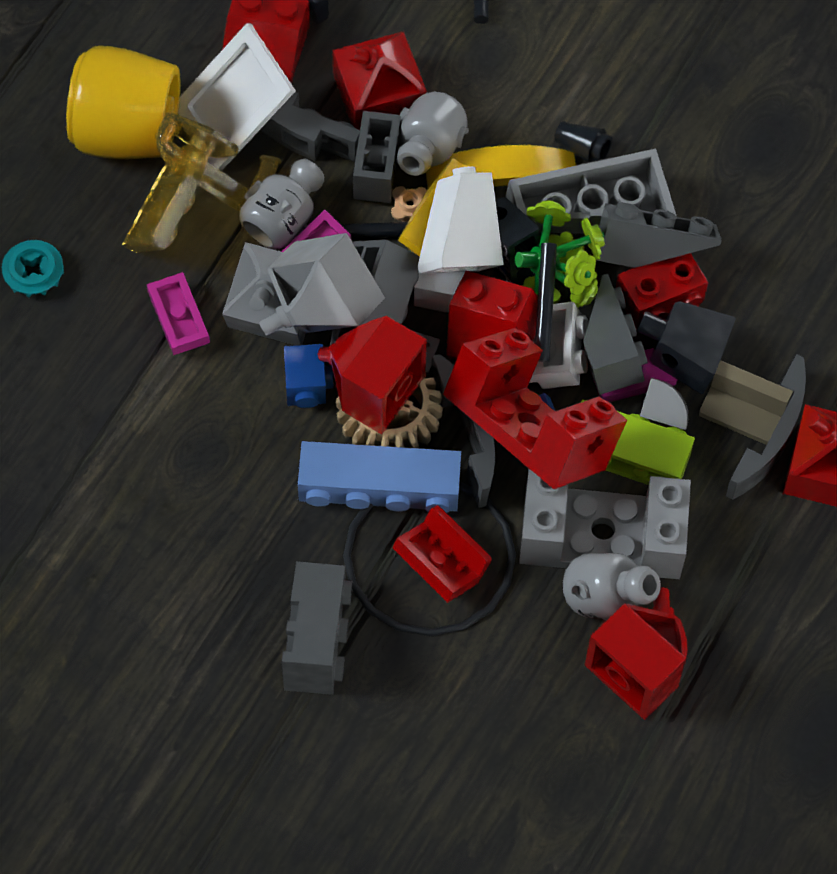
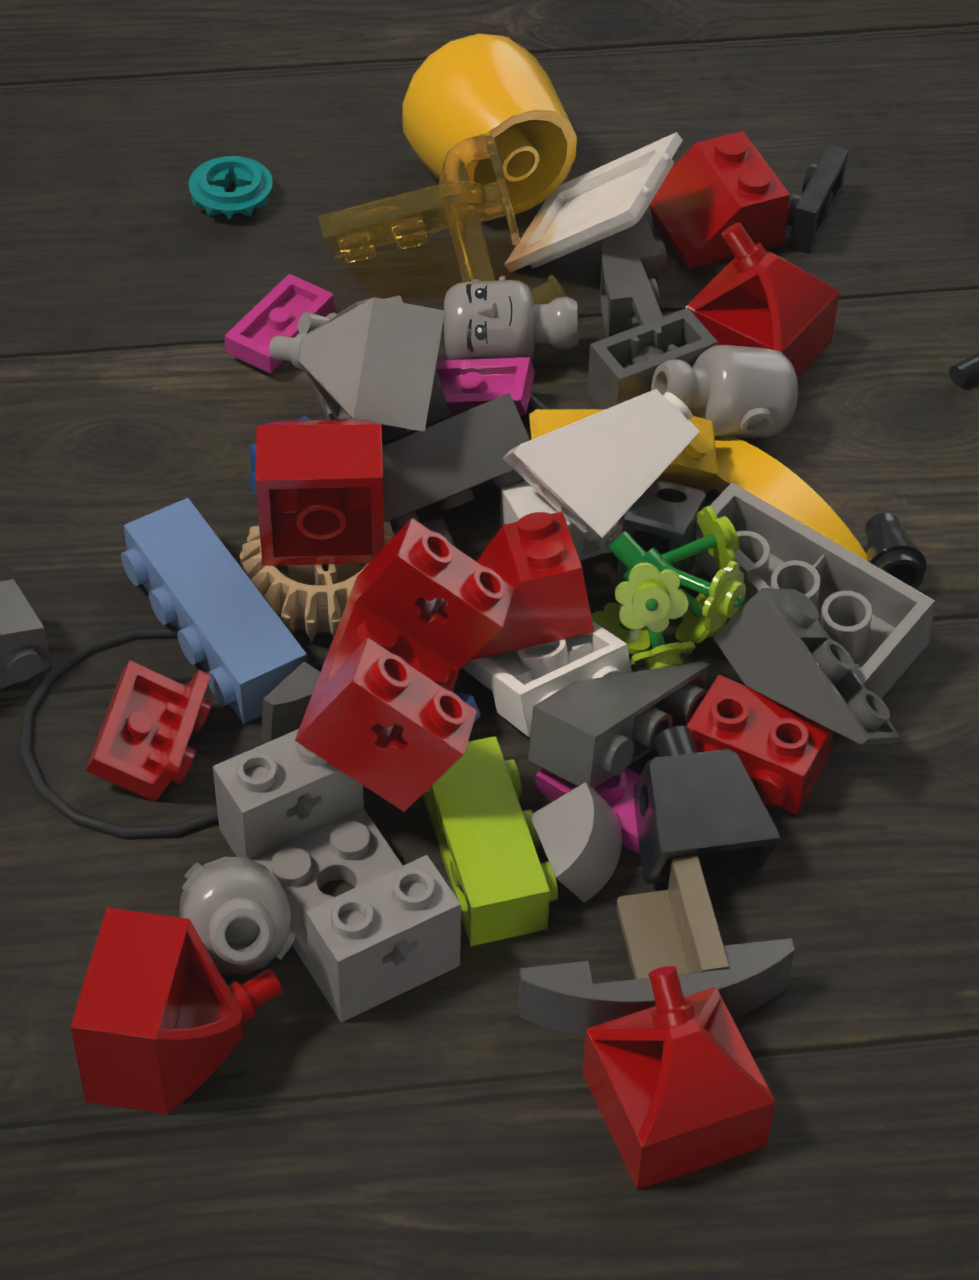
camera: 55 degrees right, 15 degrees down
(545, 299) = (581, 606): black bar -> none

